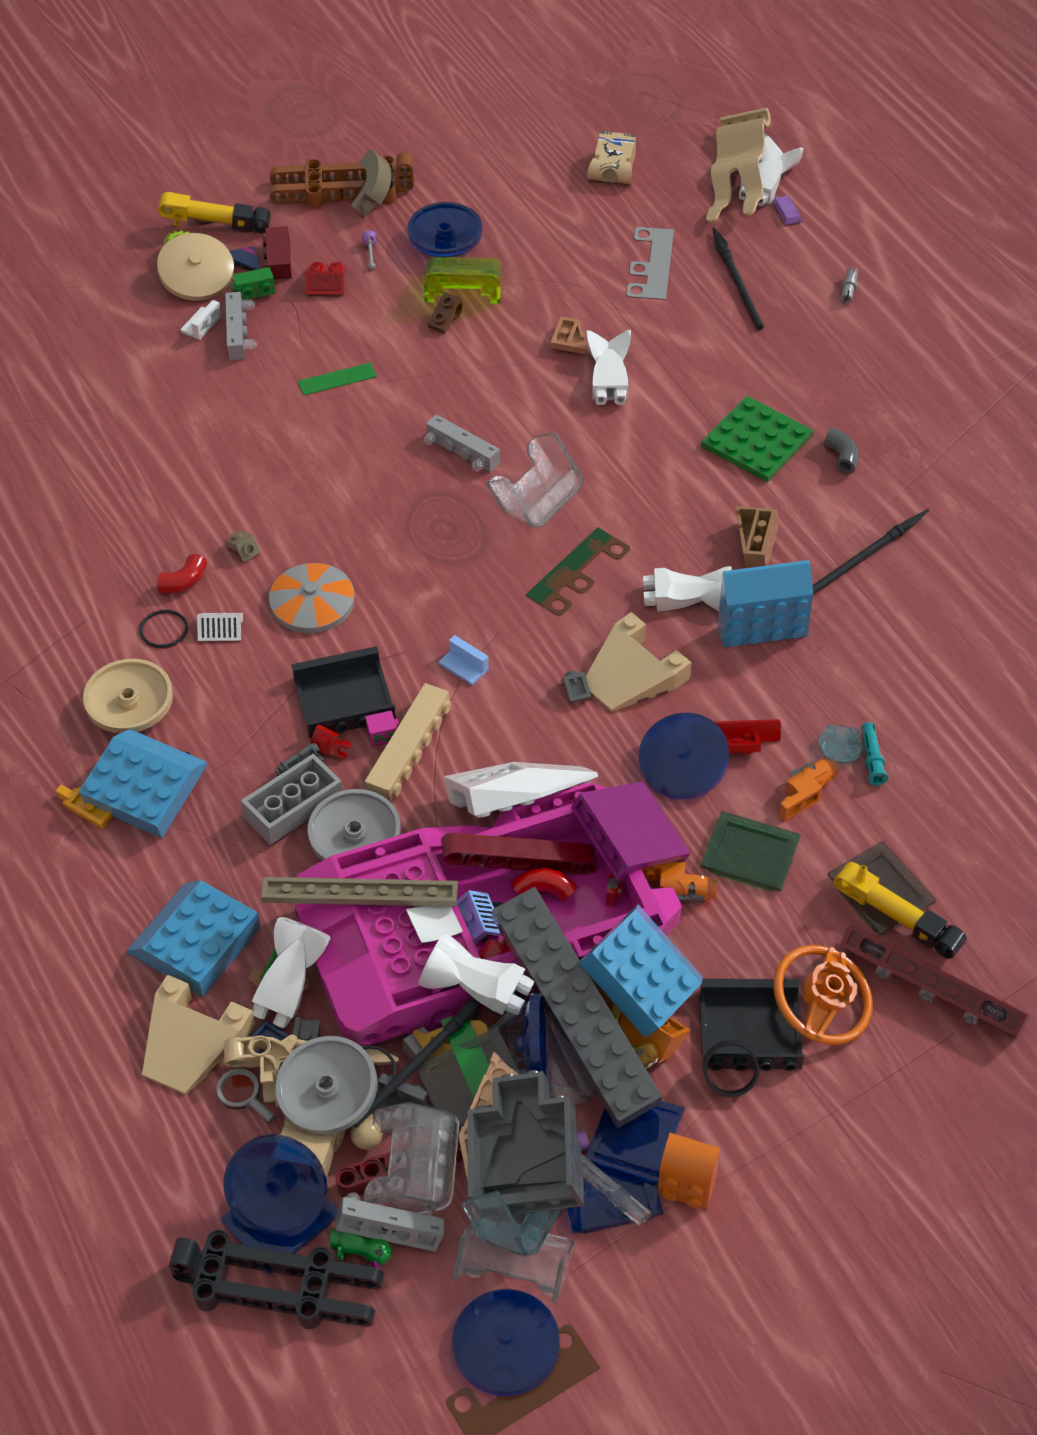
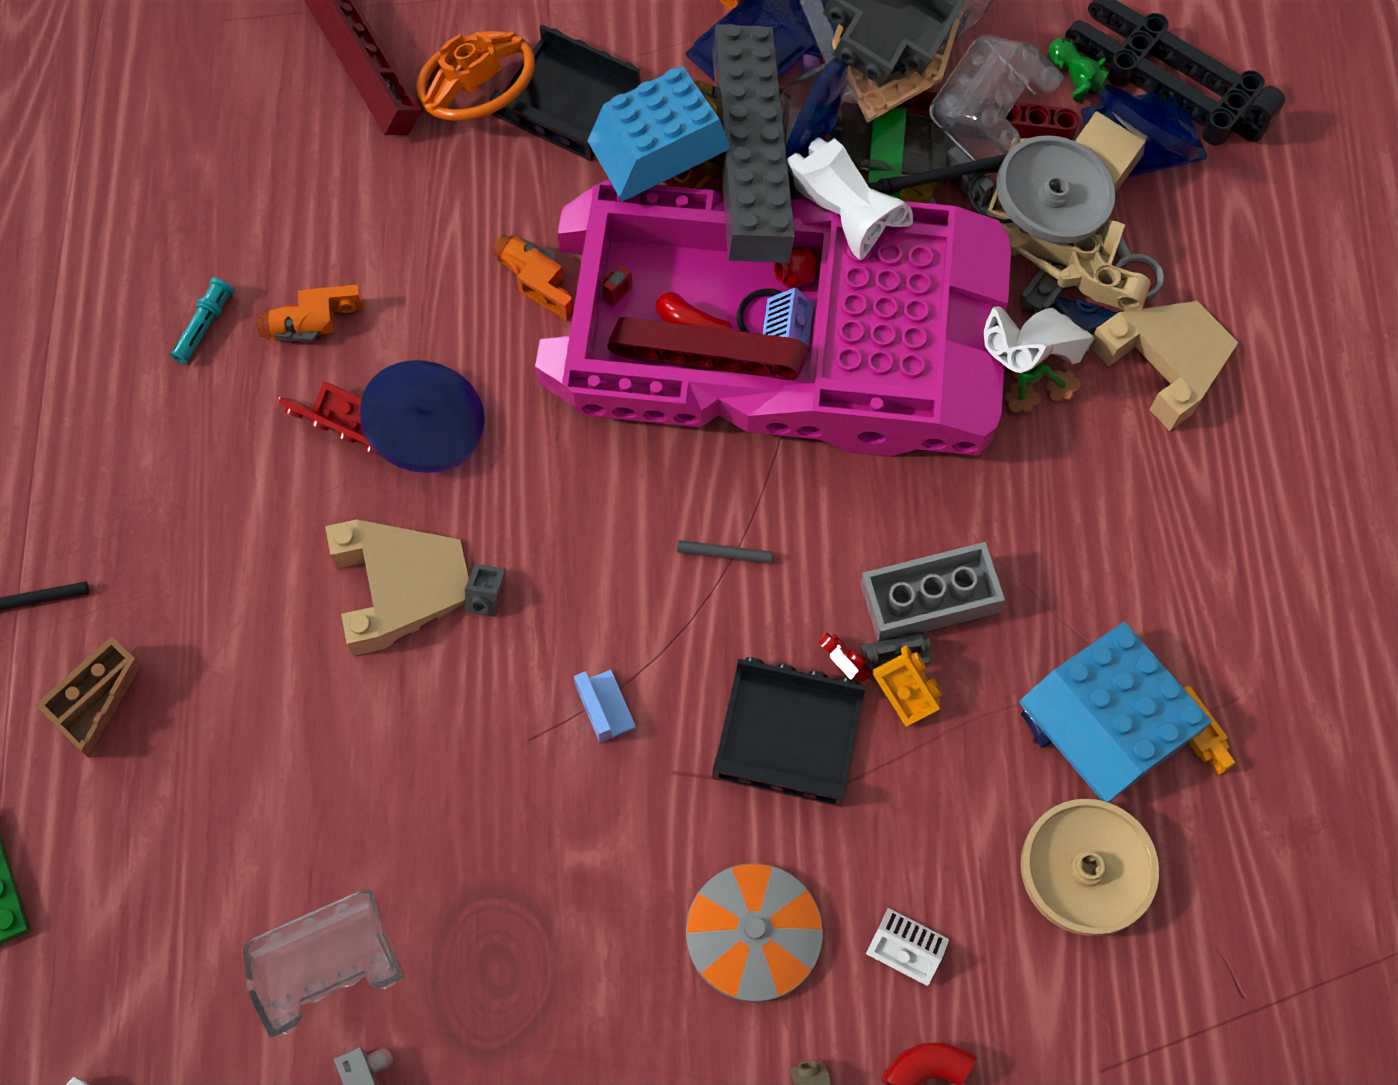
camera: 155 degrees left, 15 degrees up
(163, 645) = (962, 1013): black piece -> none
(196, 935) = (1124, 472): dark azure slope -> none
(280, 741) = (908, 686): none -> light orange bracket
(351, 821) = (874, 509): light grey dish -> none
(359, 891) = (931, 349): dark tan plate -> none
(381, 727) = (766, 644): dark pink brick -> none
(389, 1223) = (1070, 58): light grey piece -> none
(408, 742) = (742, 609): tan brick -> none
(433, 921) = (858, 285): white sticker -> none
(438, 775) = (724, 551): none -> dark grey bar
(511, 784) = (654, 443): white wedge -> none
(569, 569) = (370, 798): piece -> none
(628, 828) = (559, 314): magenta panel -> none
(682, 590) = (251, 669): white hips -> none
(735, 1093) = (620, 47): black tyre -> none
(750, 852) = (428, 276): clear green piece -> none
(765, 603) = (177, 542): dark azure slope -> none
(841, 743) = (226, 352): clear light blue dish -> none
(895, 877) = (321, 169): clear smoke piece -> none
(926, 926) = (329, 123): yellow piece -> none

